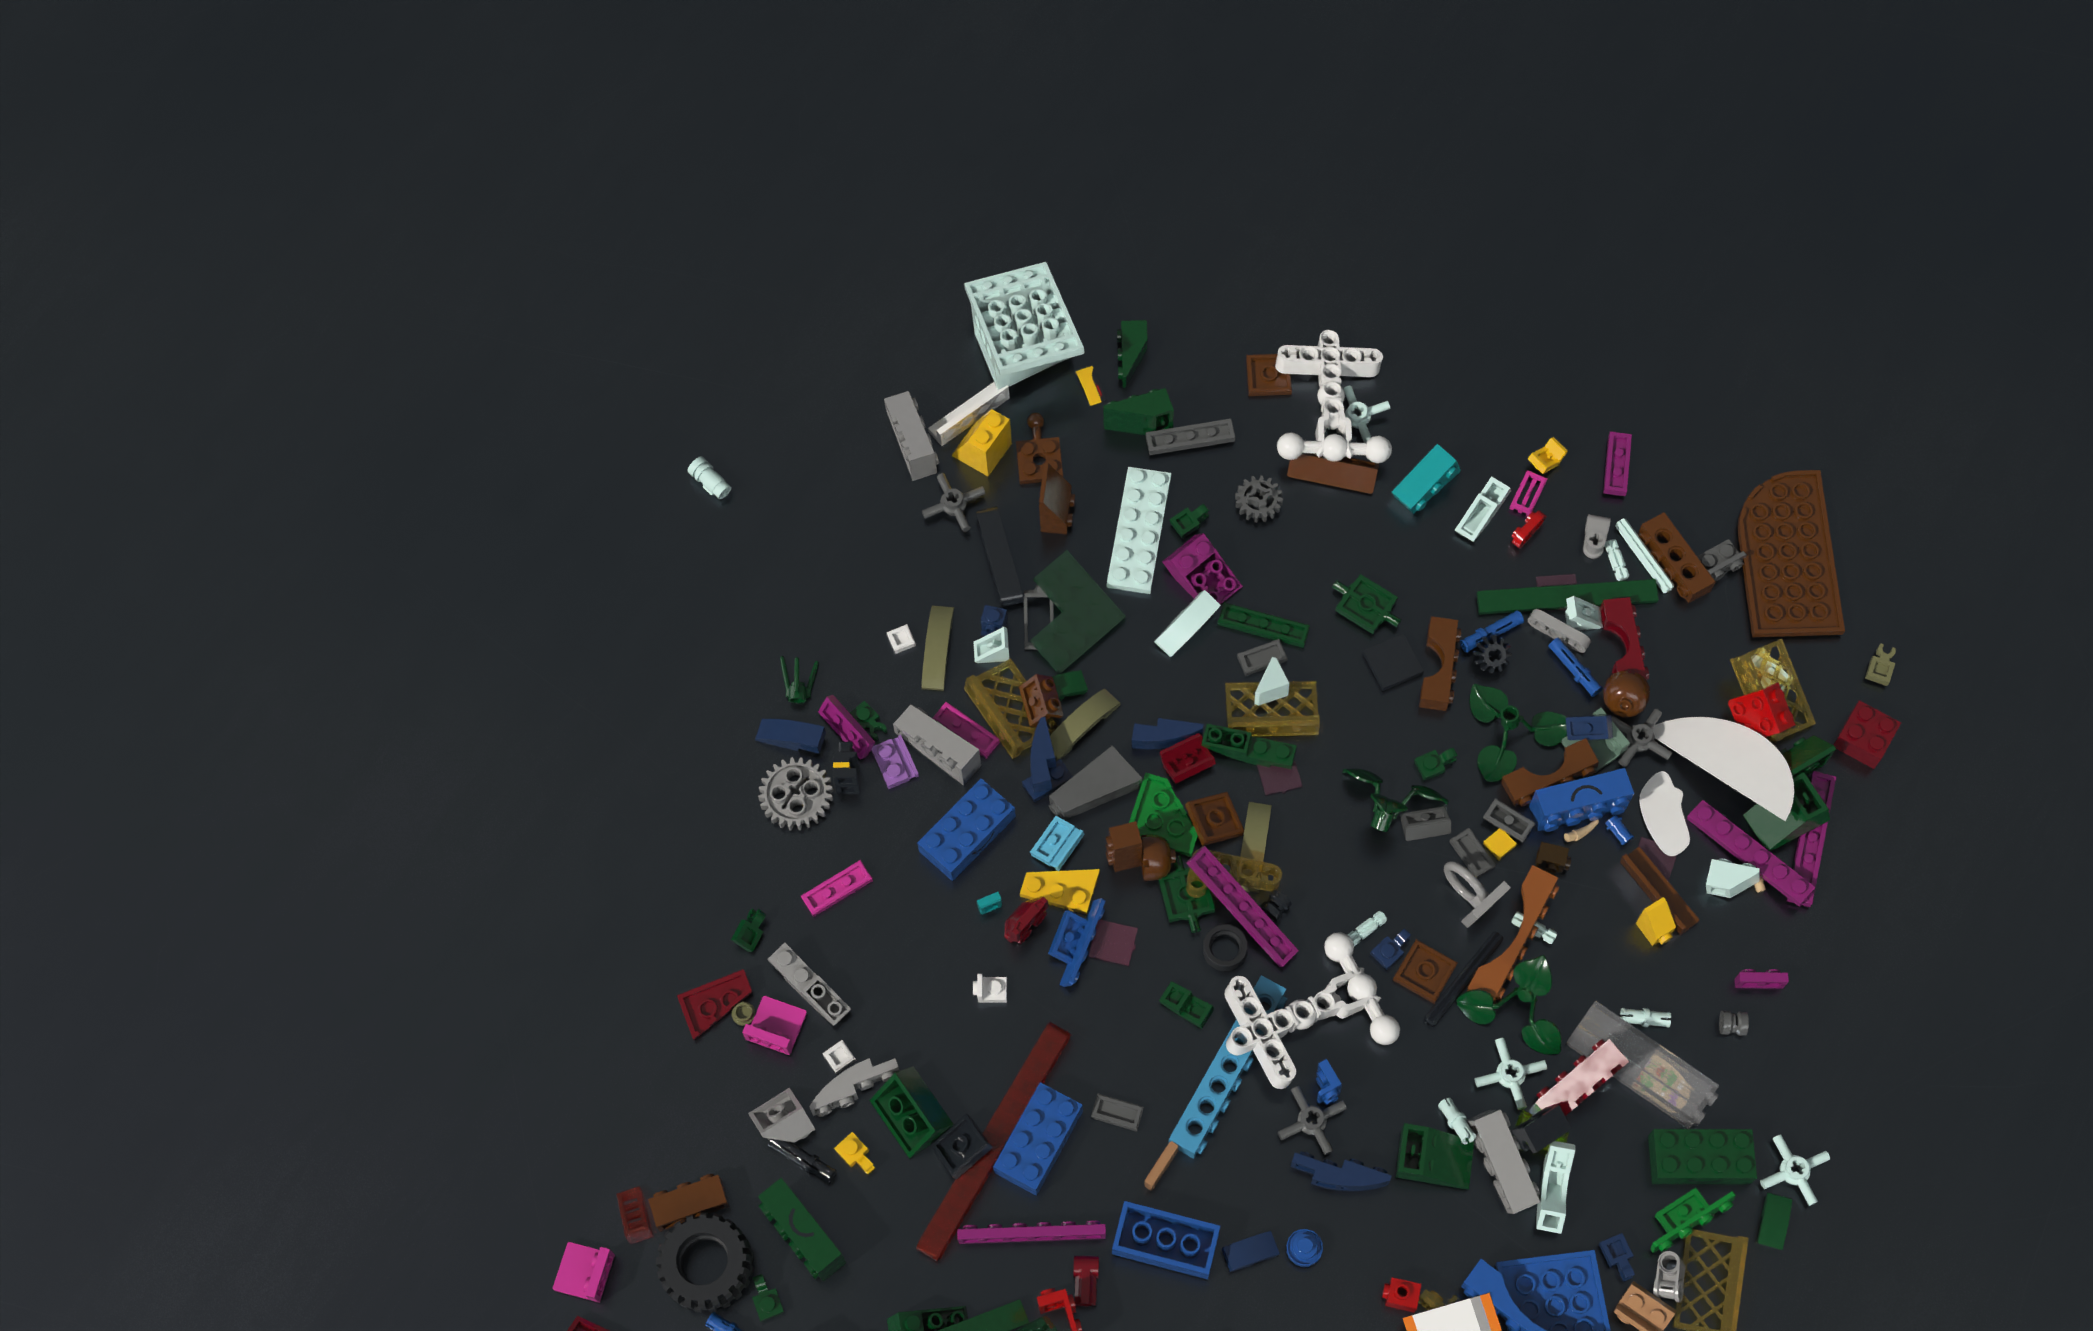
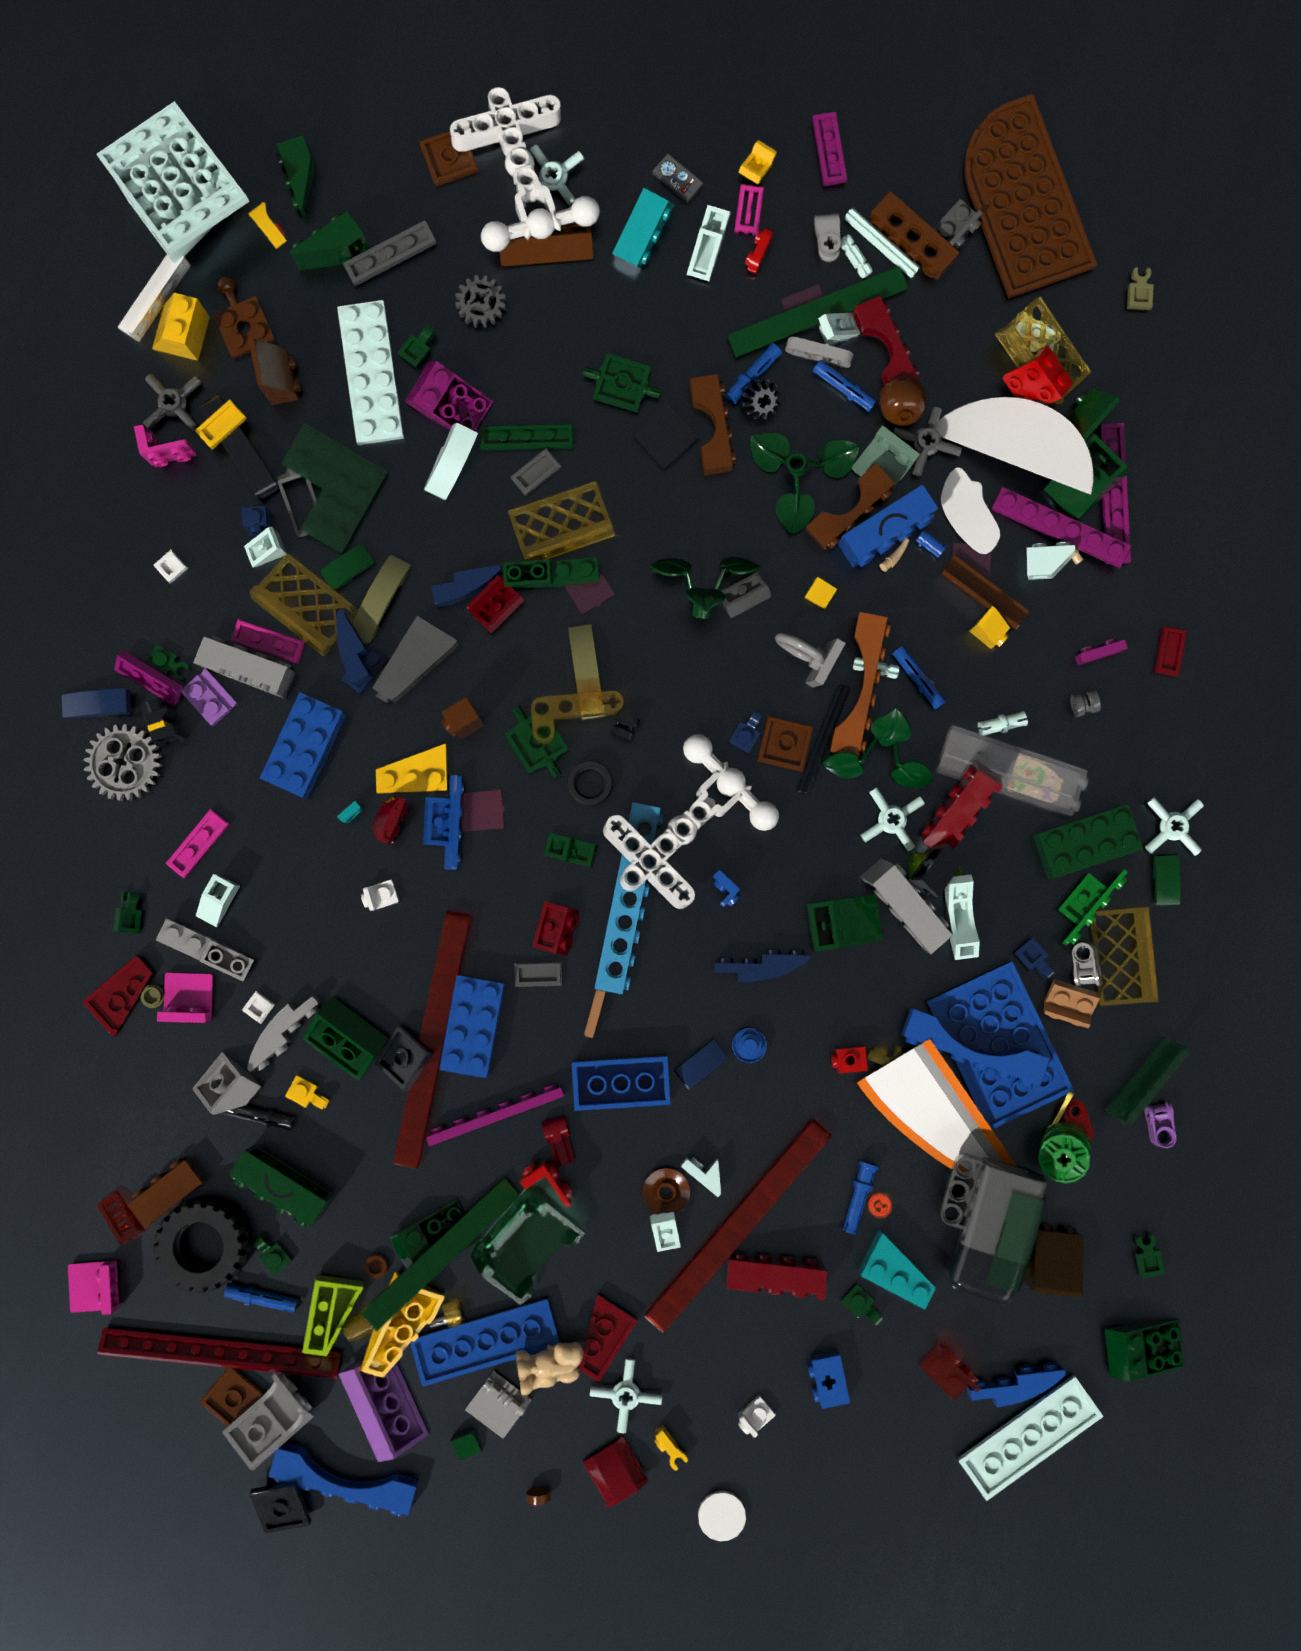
camera: 25 degrees left, 20 degrees up
(797, 691) = (85, 655): dark green plant -> none
(836, 941) = (216, 899): none -> light aqua slope
(911, 435) = (102, 342): light grey wedge -> none
(932, 540) = (158, 454): none -> dark pink bracket
(937, 648) = (209, 564): olive slope -> none
(991, 531) = (220, 424): none -> yellow tile
(1040, 699) = (331, 589): reddish brown bracket -> none
(1057, 843) = (396, 730): medium azure plate -> none
(1149, 1073) = (555, 928): none -> dark red bracket
(1156, 857) = (496, 716): reddish brown cylinder -> none
(1162, 814) = (488, 672): green plate -> none
(1214, 818) = (540, 656): reddish brown tile -> none
(1242, 906) = (593, 741): magenta plate -> none
(1272, 685) = (555, 500): light aqua slope -> none
(1309, 1128) = (730, 924): dark grey bar -> none
(1367, 927) = (718, 719): light aqua axle -> none
(1433, 764) = (734, 532): dark green plate -> none
(1457, 1120) = (855, 881): light aqua pin -> none
(1470, 449) = (677, 178): none -> dark grey tile
(1472, 853) = (797, 611): dark grey tile -> none
(1509, 820) = (823, 568): dark grey slope -> none
(1552, 858) = (875, 593): dark brown brick -> none
(1585, 973) = (936, 699): none -> blue pin
(1589, 727) = (876, 450): dark blue plate -> none
(1832, 1002) = (1170, 651): none -> dark red tile
(1866, 734) = (1142, 369): dark red brick -> none

